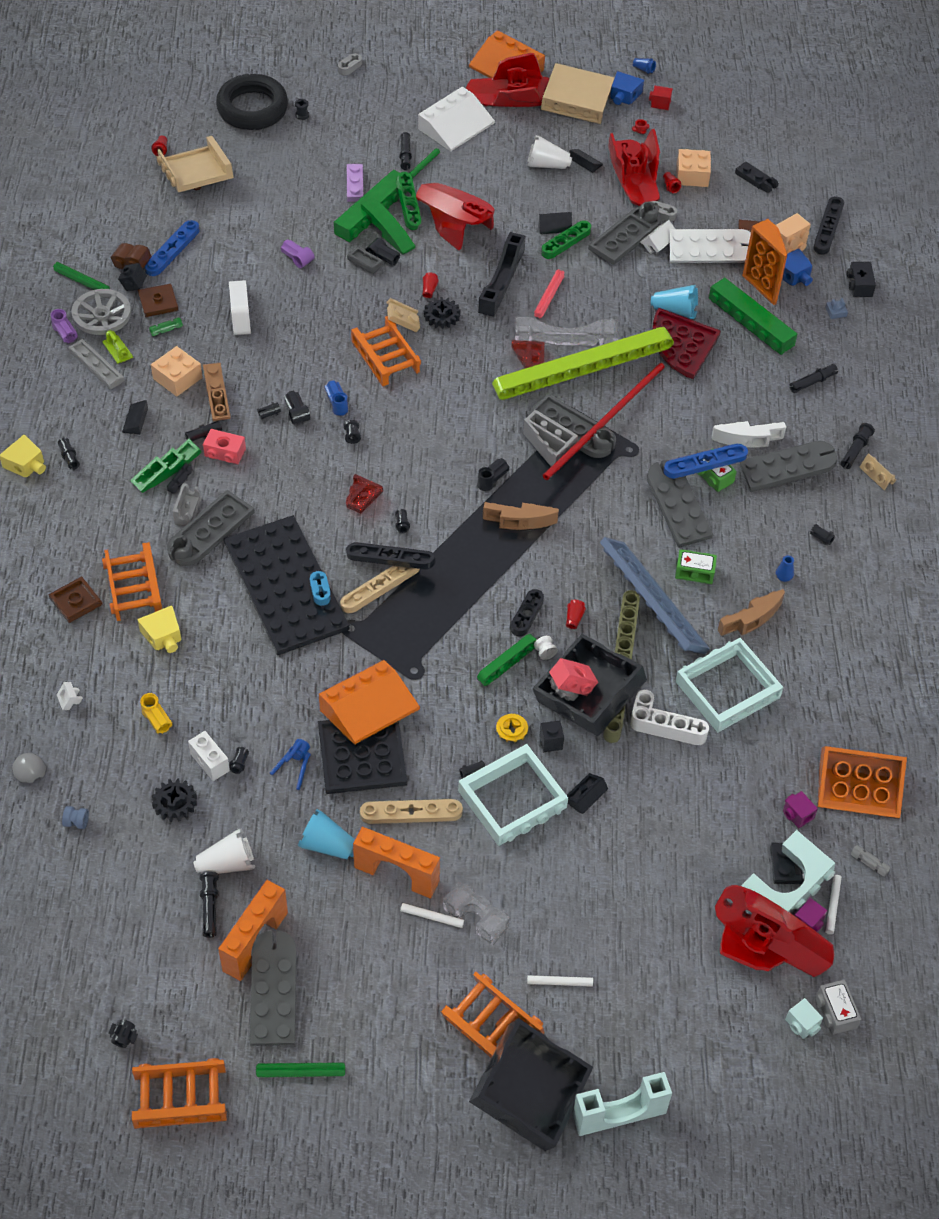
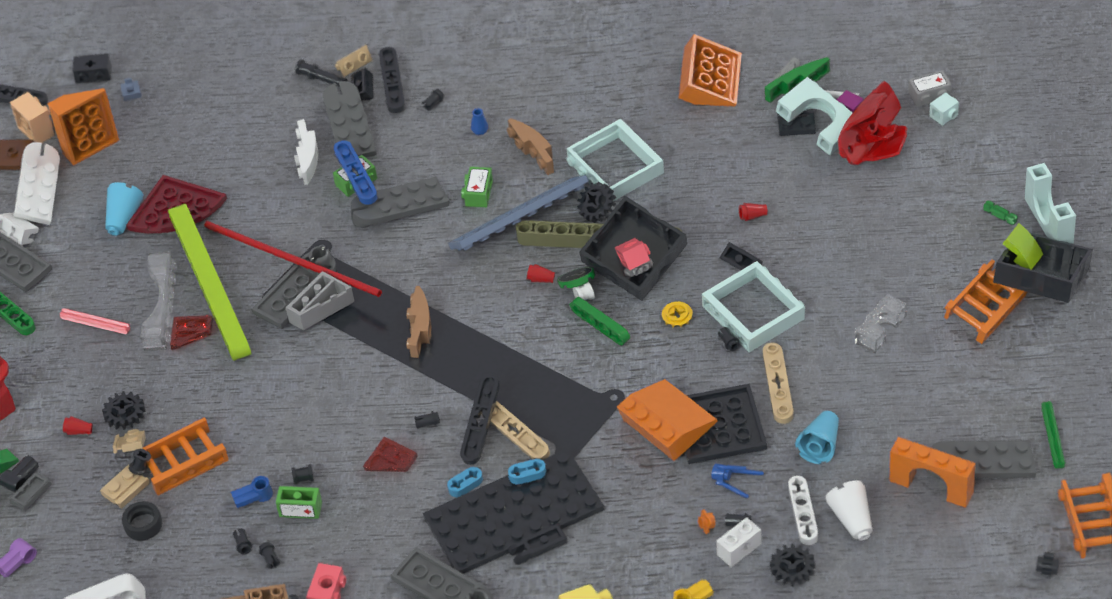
camera: 85 degrees left, 5 degrees down
(209, 895) = (892, 523): black pin -> none
(241, 732) = (706, 521): none -> orange plate
(242, 814) = (803, 510): none -> white beam
(243, 600) = (538, 544): none -> black hinge
(281, 392) = (243, 545): none -> black pin
(297, 410) = (272, 526): black piece -> none
(316, 425) = (298, 502): none -> bright green brick
(320, 318) = (147, 531): none -> black tyre
(323, 550) = (465, 482): none -> dark azure beam
(362, 318) = (124, 487): none -> tan plate
(381, 319) = (139, 462): none -> black bush
(421, 866) = (848, 362): orange arch -> none
(432, 915) = (885, 358): white bar -> none
(489, 475) = (363, 349): black piece -> none
(494, 292) = (35, 352): black arch -> none
(527, 605) = (545, 318): black beam -> none
(551, 736) = (687, 281): black brick -> none
(557, 980) = (934, 266): white bar -> none
(558, 1064) = (1024, 246): none -> lime slope
(560, 637) = (576, 277): none -> tile
(636, 1061) = (1000, 212): none -> green axle
(650, 805) = (751, 211): none -> red cone
(665, 662) = (596, 202): none -> black gear
(693, 730) = (665, 195): white beam -> none
(753, 316) = (140, 151): green brick -> none
(799, 809) = (744, 112): magenta brick -> none
(817, 376) = (220, 94): black pin -> none
(839, 501) = (393, 92): none -> black piece
(845, 481) = (364, 82): none -> black slope
(856, 871) = (813, 70): none -> green slope

